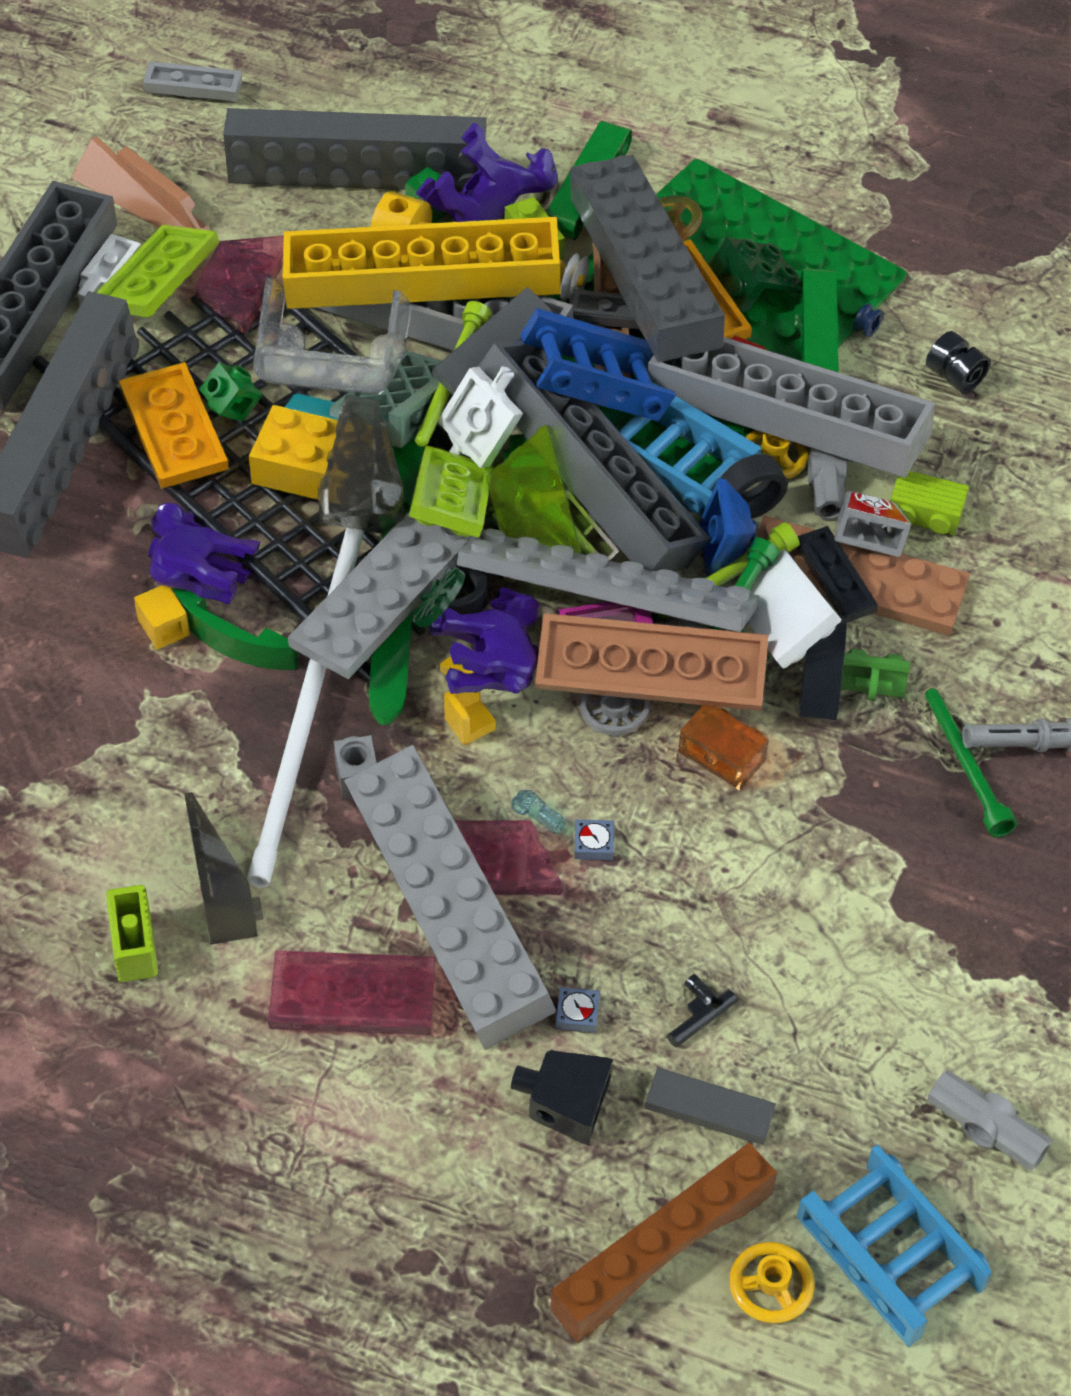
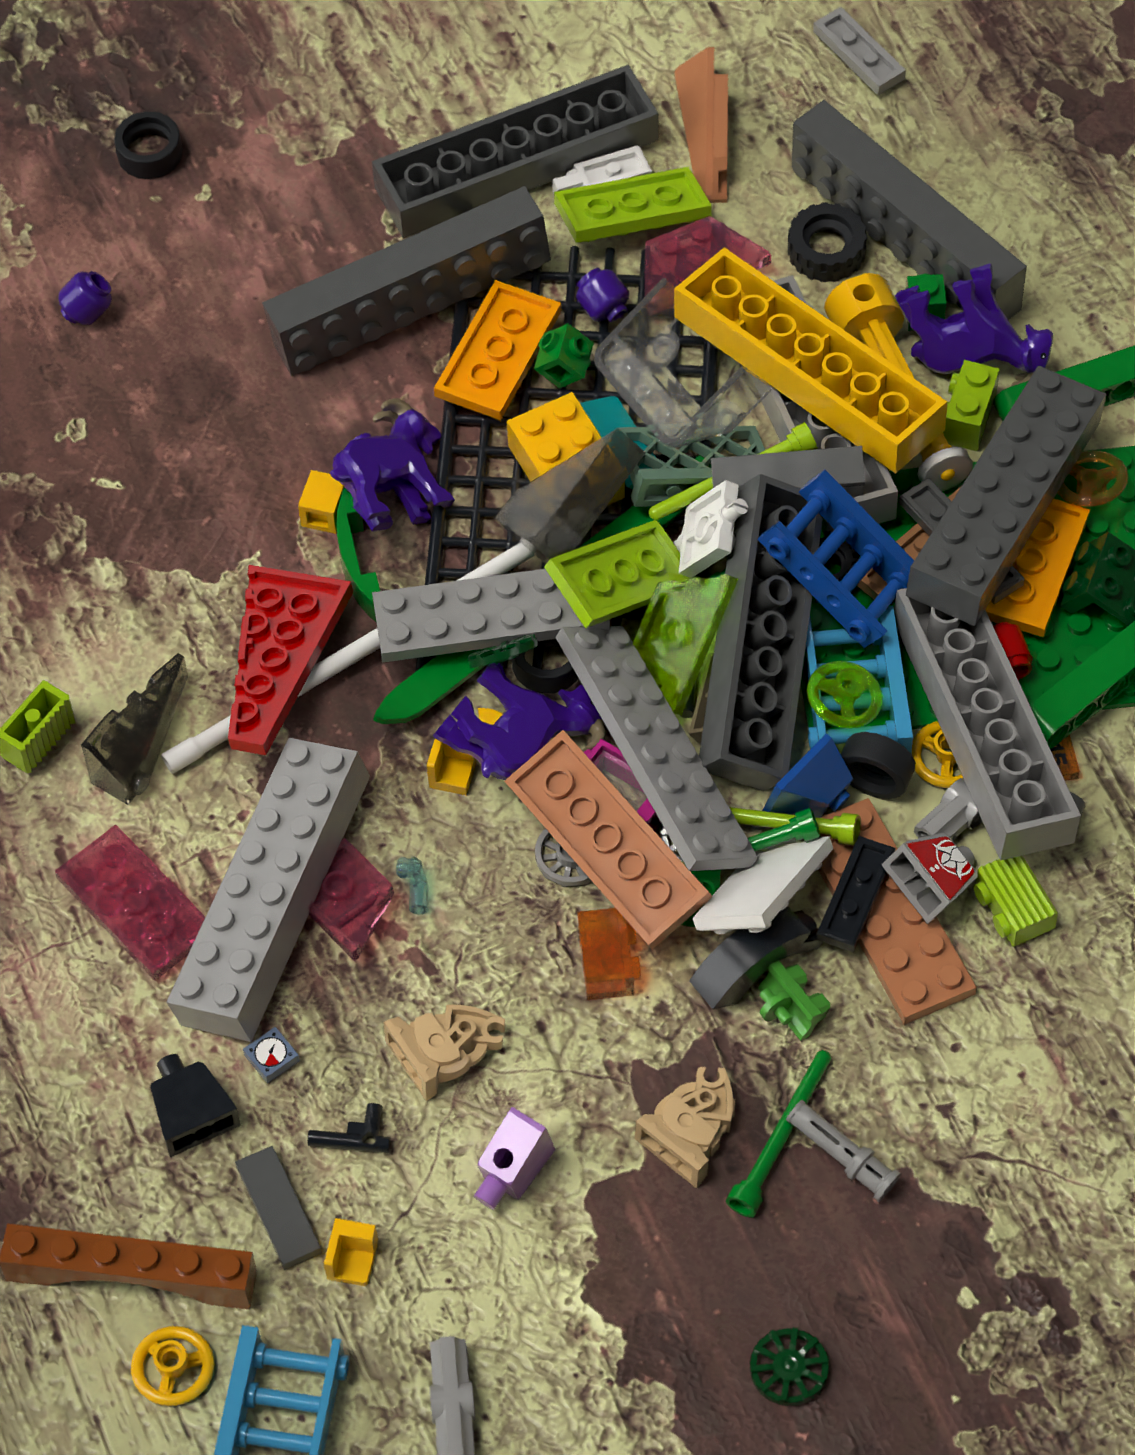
camera: 50 degrees right, 5 degrees up
(208, 337) = (602, 295): none -> dark purple head
(253, 727) = (279, 644): none -> red wing
(314, 188) = (822, 265): none -> black tyre
(352, 751) = (326, 720): light grey brick -> none
(594, 839) = (431, 941): tile -> none
(686, 900) = (442, 1044): none -> tan piece
(689, 450) = (845, 689): none -> clear neon green piece
(796, 1087) = (351, 1252): none -> yellow panel
(835, 922) = (513, 1158): none -> medium lavender torso
(913, 809) = (689, 1125): none -> tan piece

